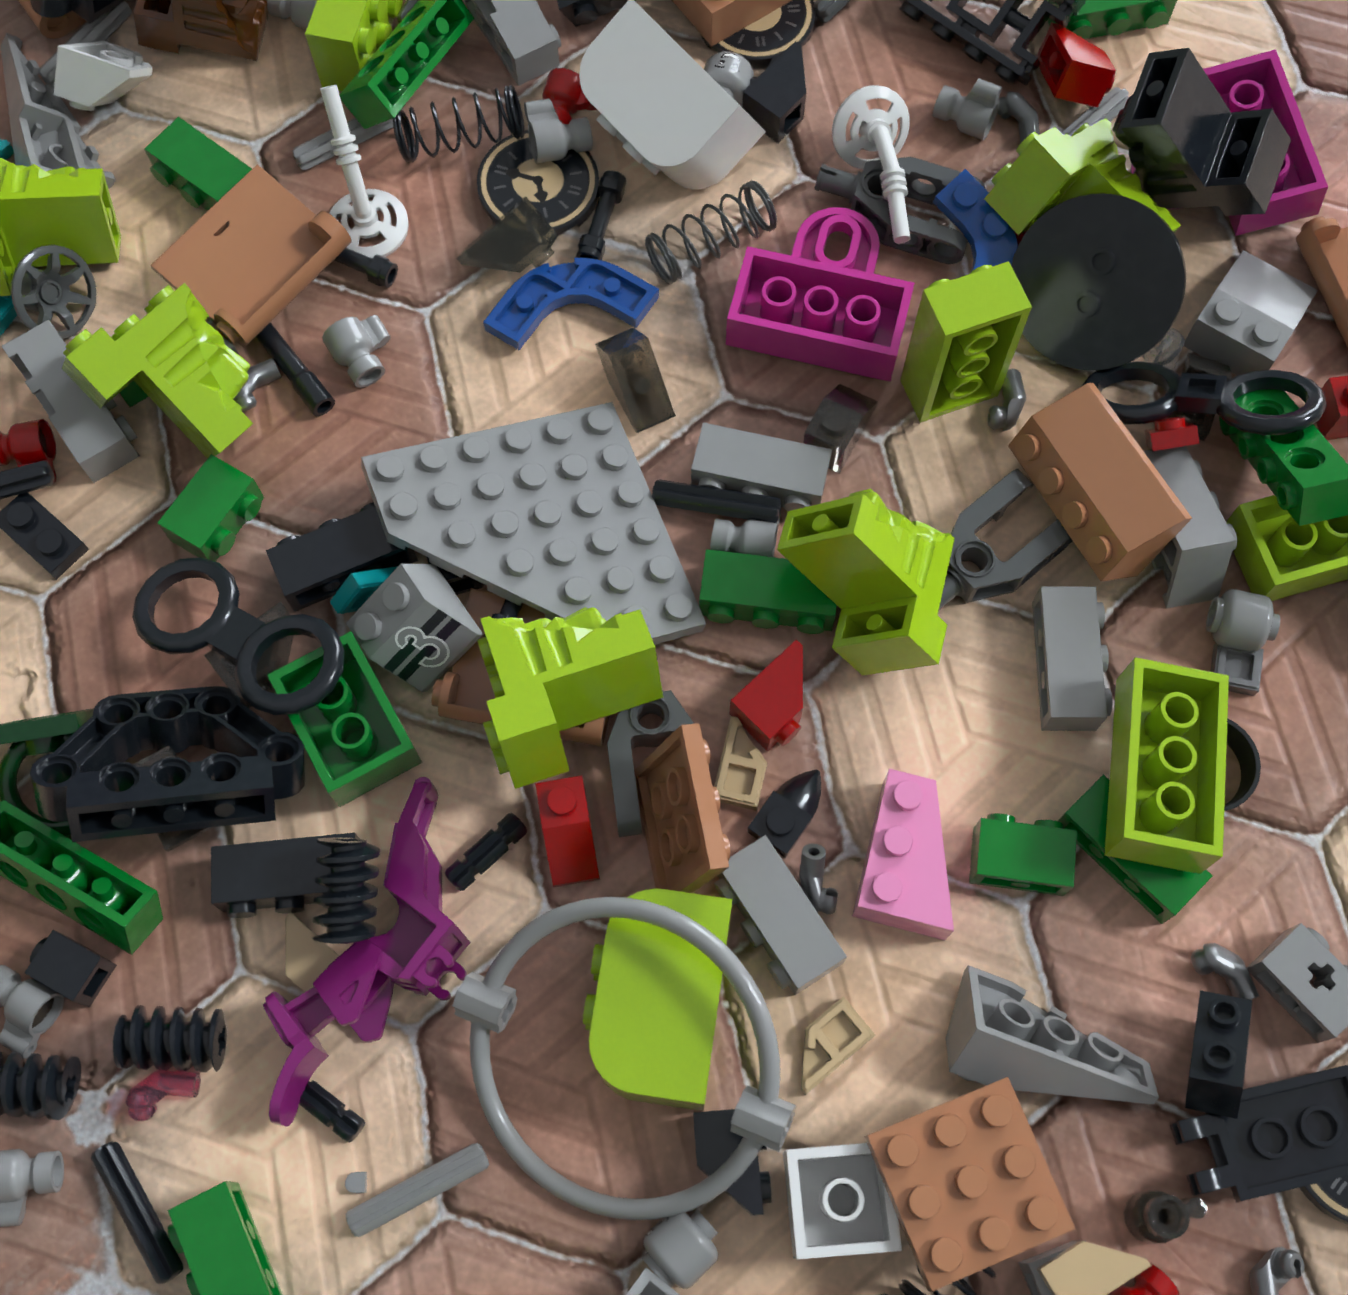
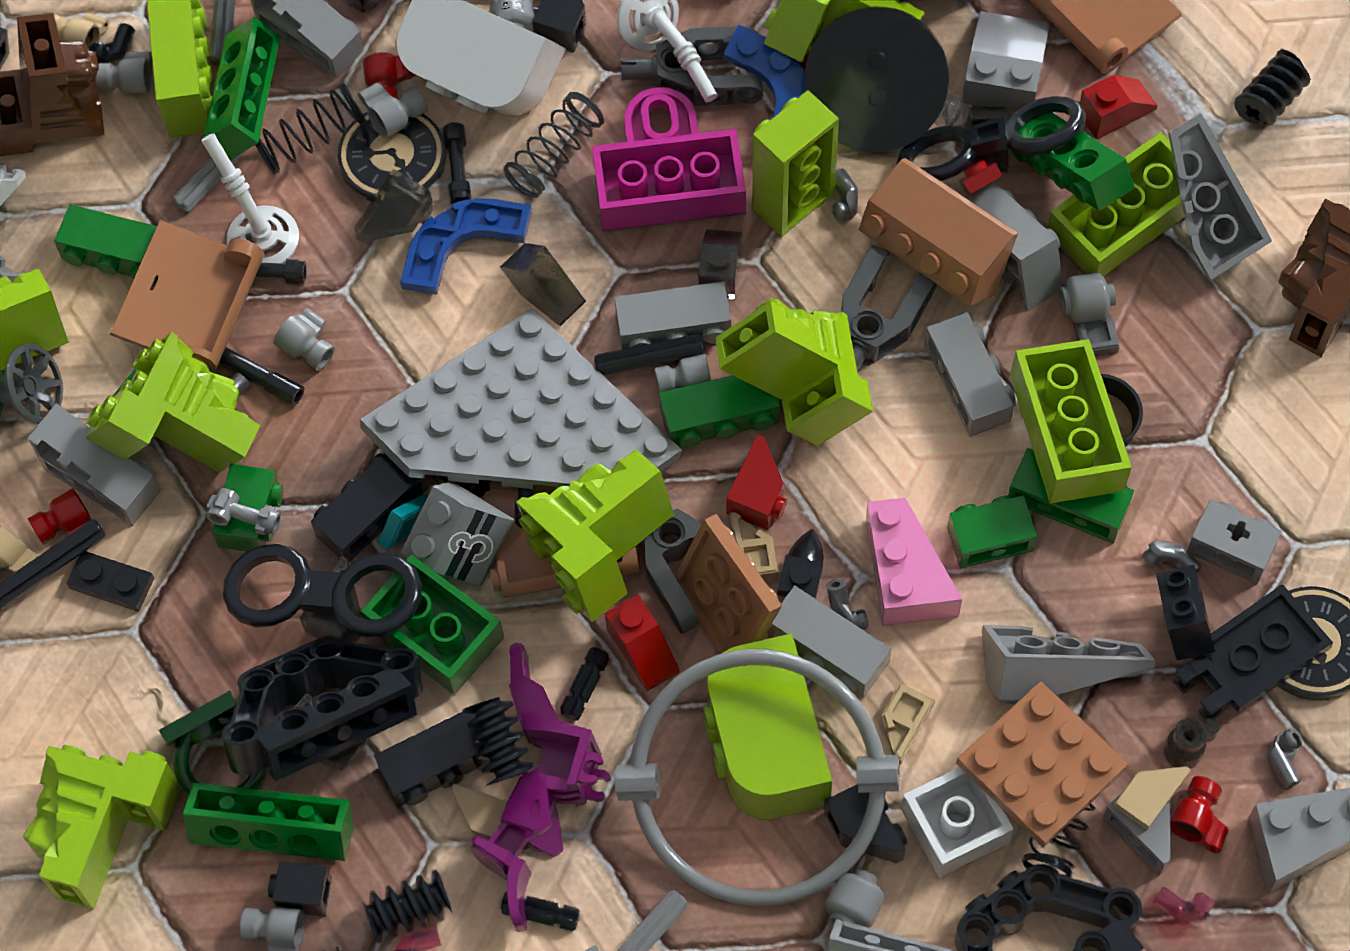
camera: 20 degrees left, 5 degrees down
(179, 499) = (225, 506): none -> light grey bar

